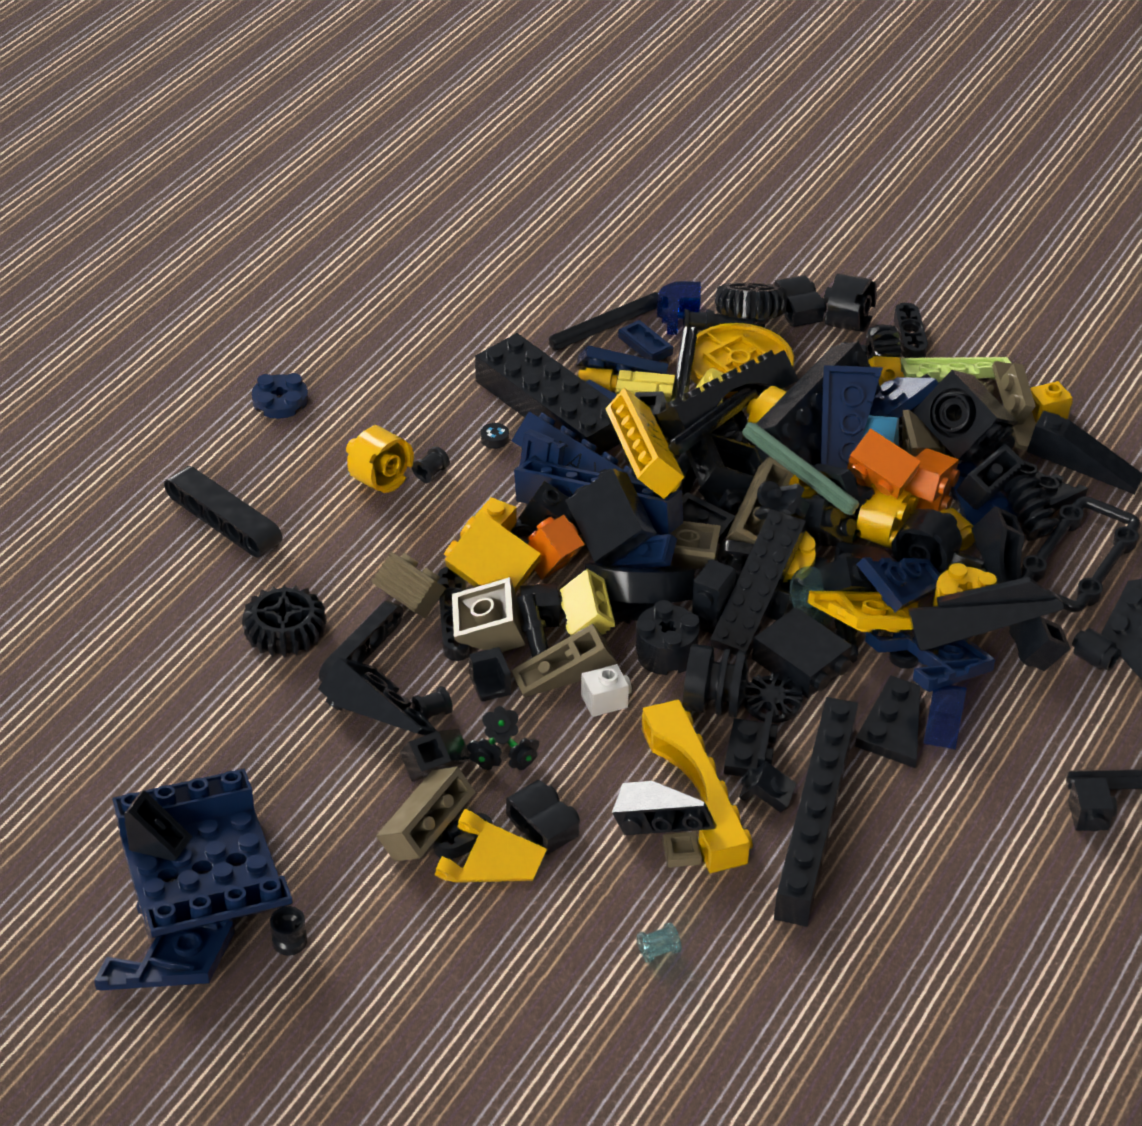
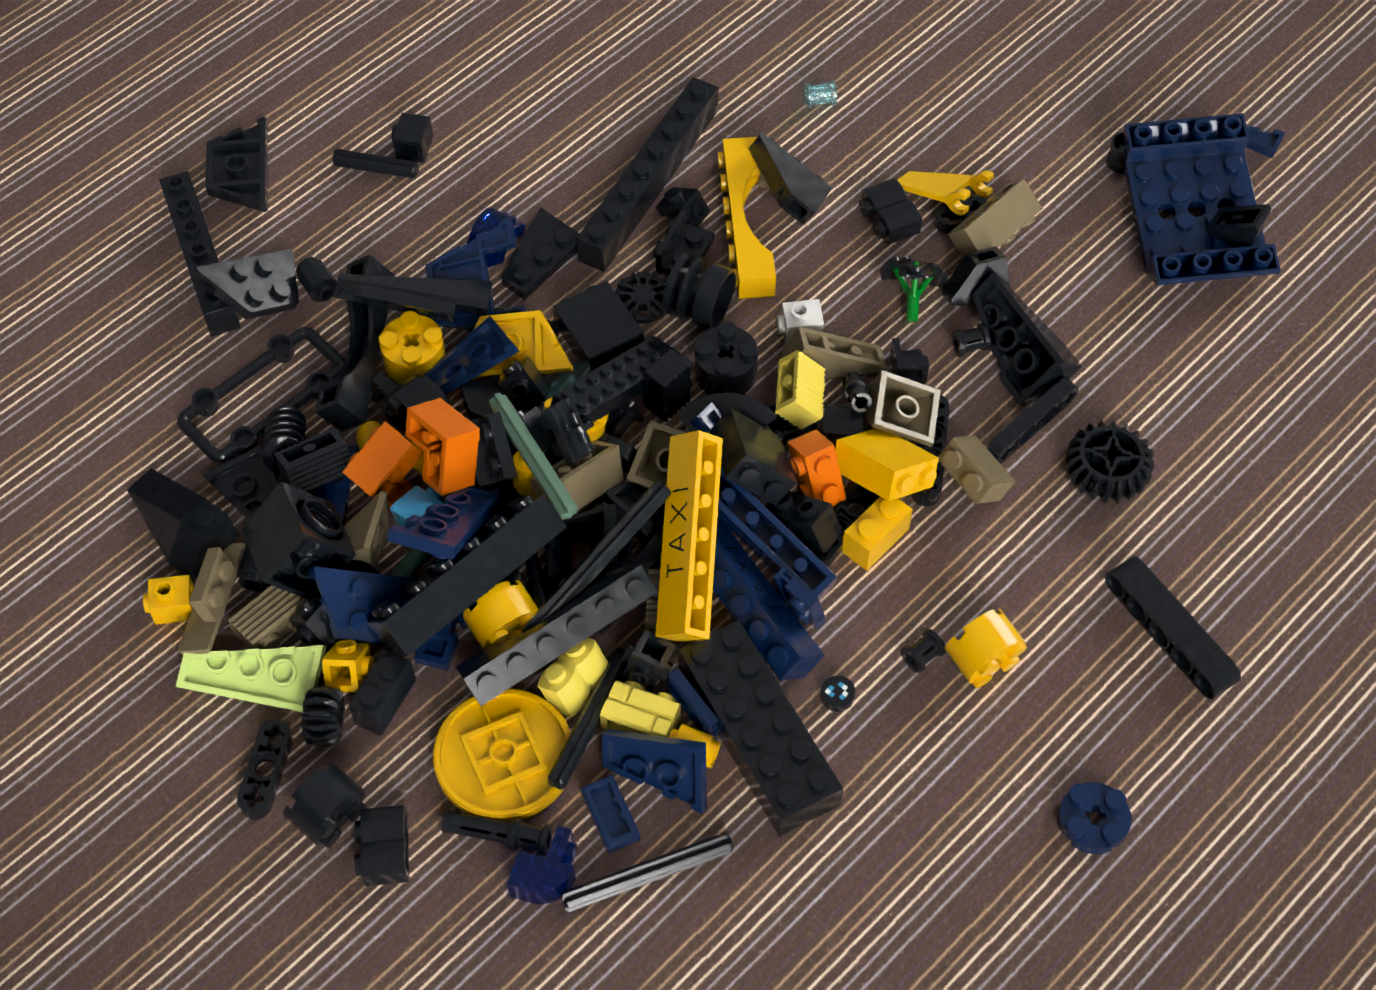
camera: 165 degrees left, 15 degrees up
(751, 300) = (452, 848): black gear -> none

